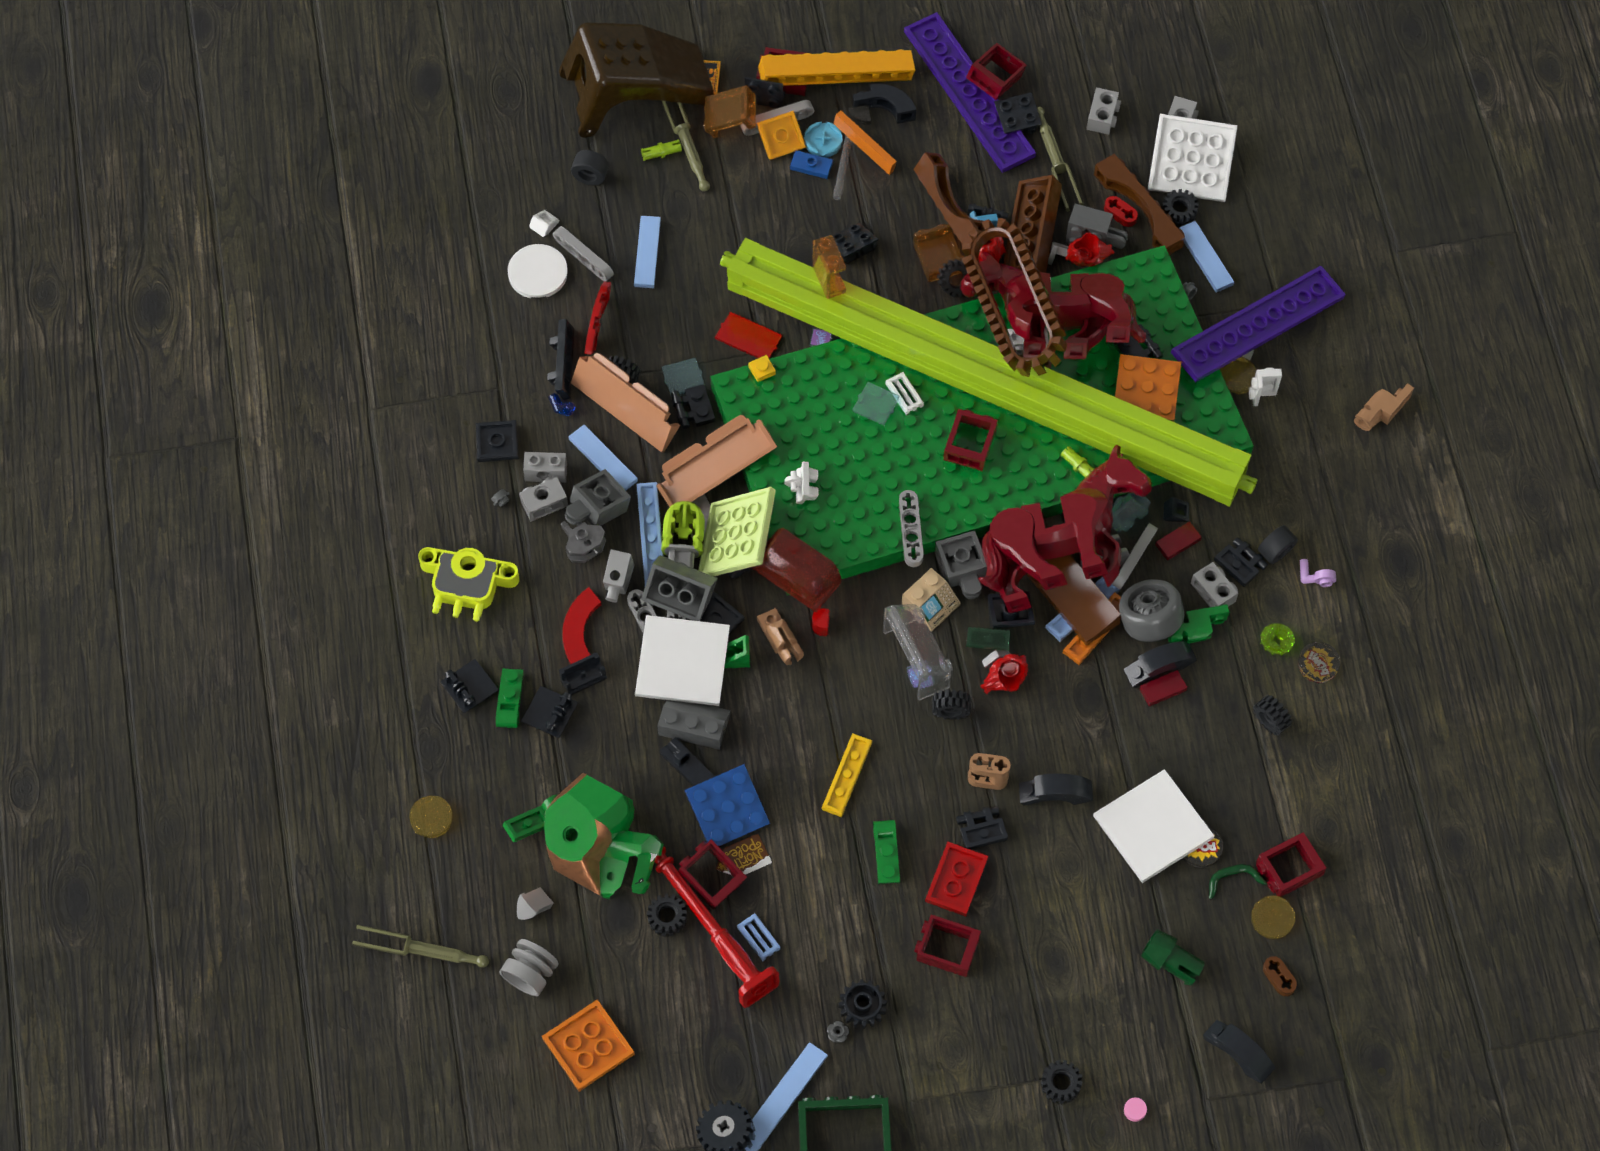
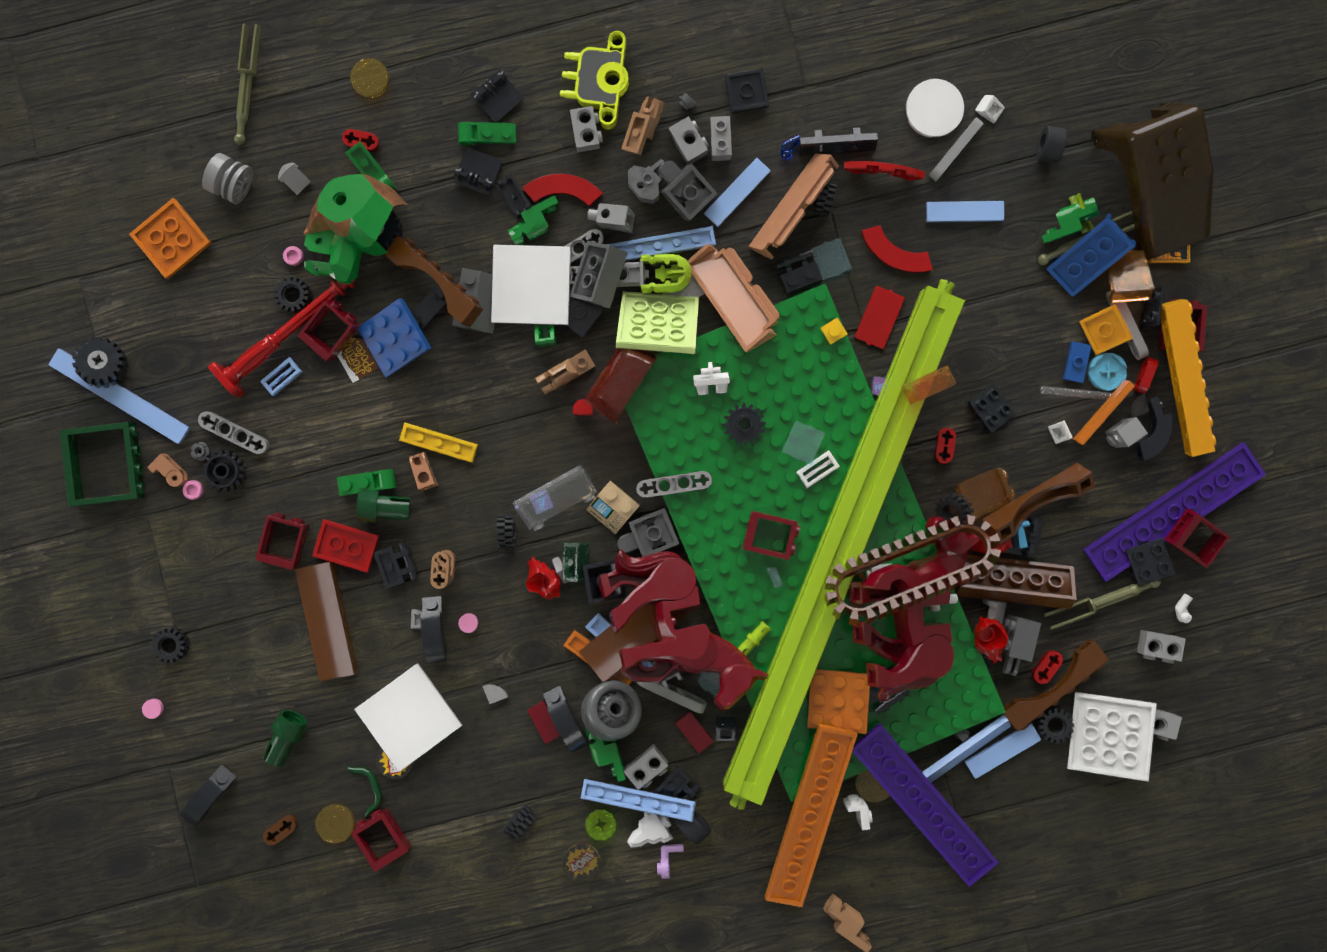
camera: 85 degrees right, 25 degrees up
(495, 829) = (361, 135): none -> red beam
(518, 603) = (582, 129): none -> light grey brick
(524, 539) = (643, 125): none -> medium nougat plate
(614, 657) = (534, 221): none -> green plate
(622, 914) = (293, 256): none -> bright pink tile
(668, 155) = (1070, 220): none -> green plate
(685, 319) = (892, 255): none -> red tile
(700, 719) = (459, 303): none -> reddish brown arch
(707, 140) = (1091, 256): none -> blue plate
(816, 992) = (232, 435): none -> light grey beam
(829, 104) = (1146, 375): none -> red beam
(852, 465) = (754, 421): none -> black gear
(860, 1062) = (170, 469): none -> nougat leg
(878, 790) = (422, 472): none -> nougat leg
(881, 182) = (1060, 432): none -> white slope
(881, 1045) = (193, 490): none -> bright pink tile
(887, 123) = (1125, 432): none -> light grey brick
(887, 286) = (950, 445): none -> red beam
(915, 840) = (372, 506): none -> dark green piece
(1014, 438) = (774, 576): none -> clear light blue tile
(1041, 906) = (326, 621): none -> reddish brown arch
(1044, 810) = (415, 619): none -> light grey tile
(1050, 758) = (468, 623): none -> bright pink tile
(1070, 92) = (1181, 609): none -> white arm
(1130, 737) = (494, 693): none -> light grey tile
(1199, 282) = (967, 748): none -> light blue tile
(1249, 594) = (638, 800): none -> light blue tile
(1268, 426) = (810, 815): none -> orange plate
(1282, 588) = (651, 830): none -> white rock

